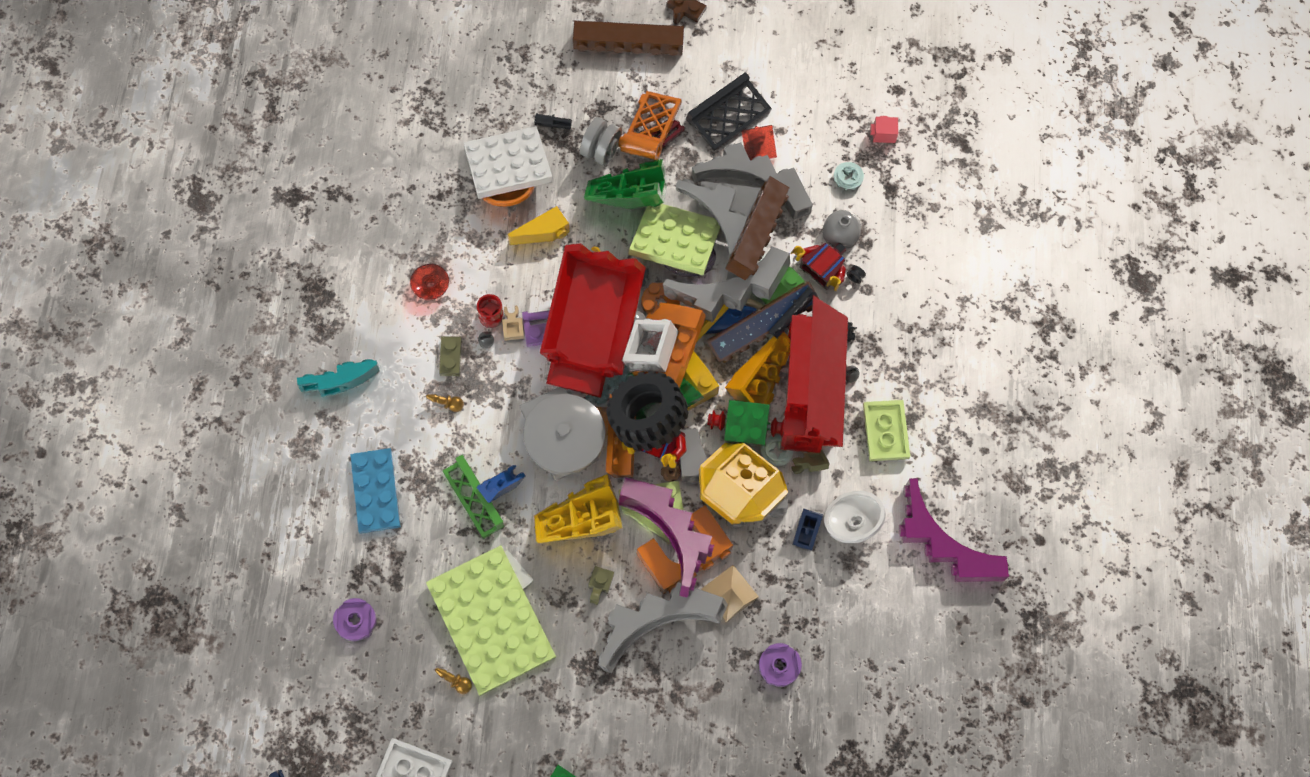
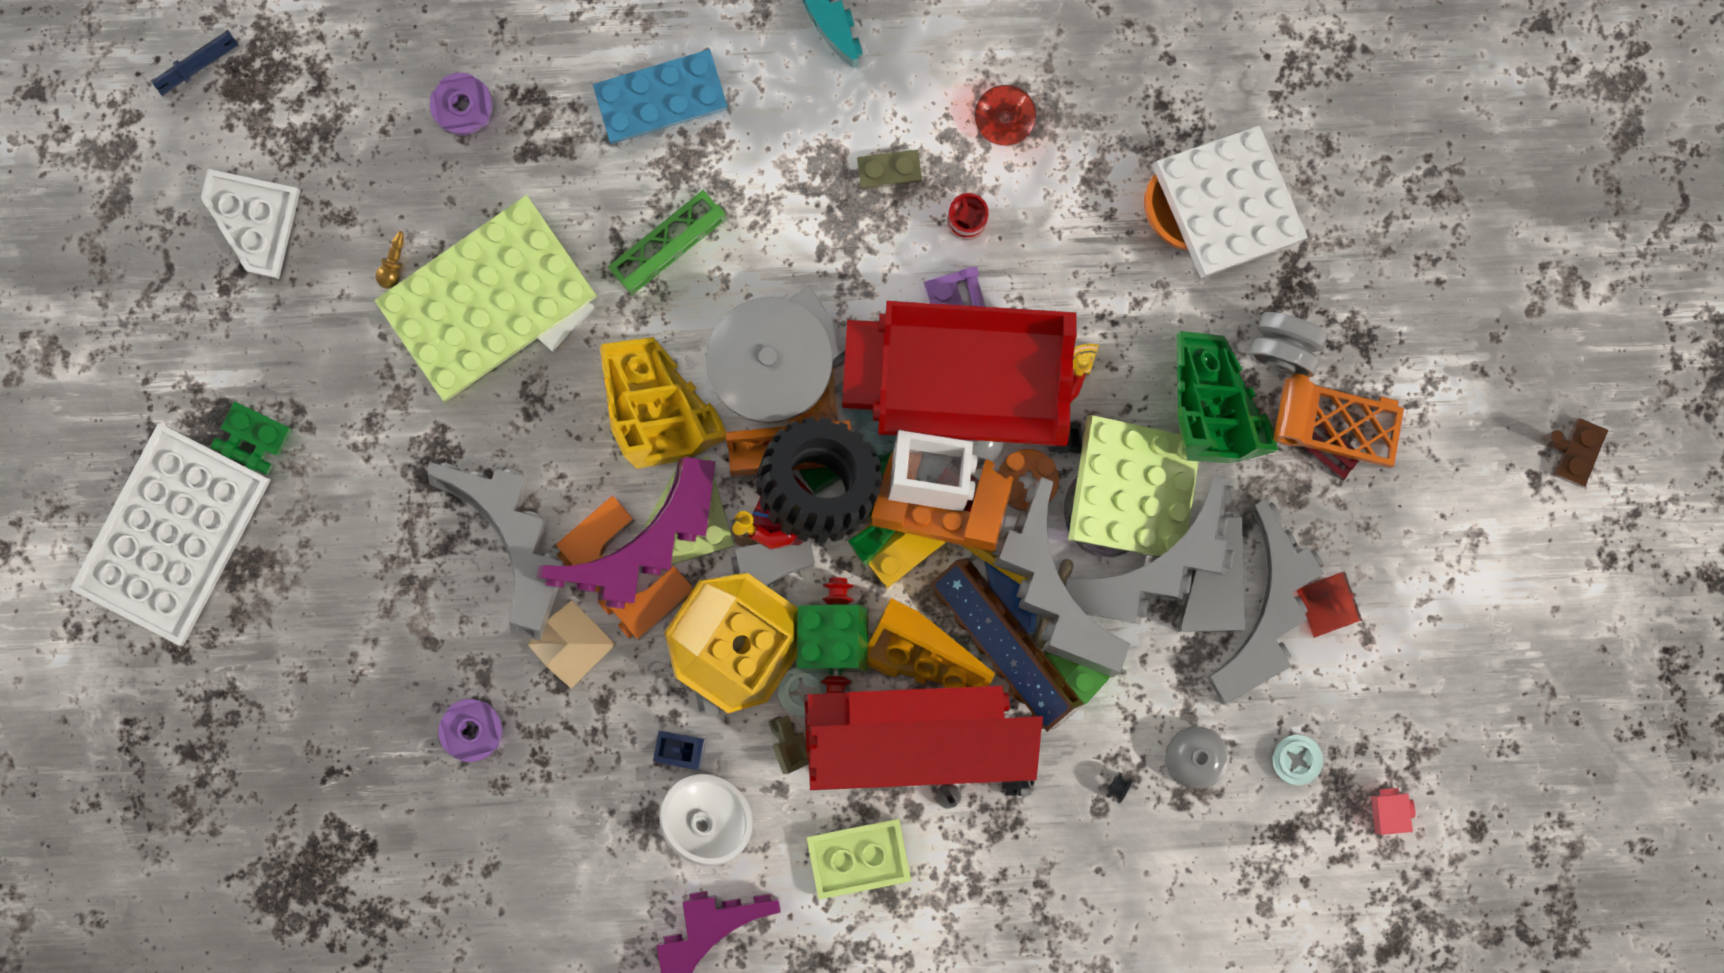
camera: 85 degrees right, 15 degrees up
(454, 404) = (813, 188): pearl gold bar -> none
(486, 342) = (918, 222): dark grey hinge -> none
(500, 484) = (687, 277): blue hinge -> none
(512, 325) = (949, 256): tan plate -> none
(543, 228) = (1126, 280): yellow slope -> none
(552, 121) = (1321, 262): black axle -> none
(600, 582) = (563, 450): olive plate -> none
(628, 37) = (1497, 363): reddish brown brick -> none
(717, 100) = (1402, 528): black fence -> none
(757, 229) = (1157, 616): reddish brown brick -> none
(798, 306) = (1028, 696): black pin -> none
(823, 263) = (1127, 733): torso -> none

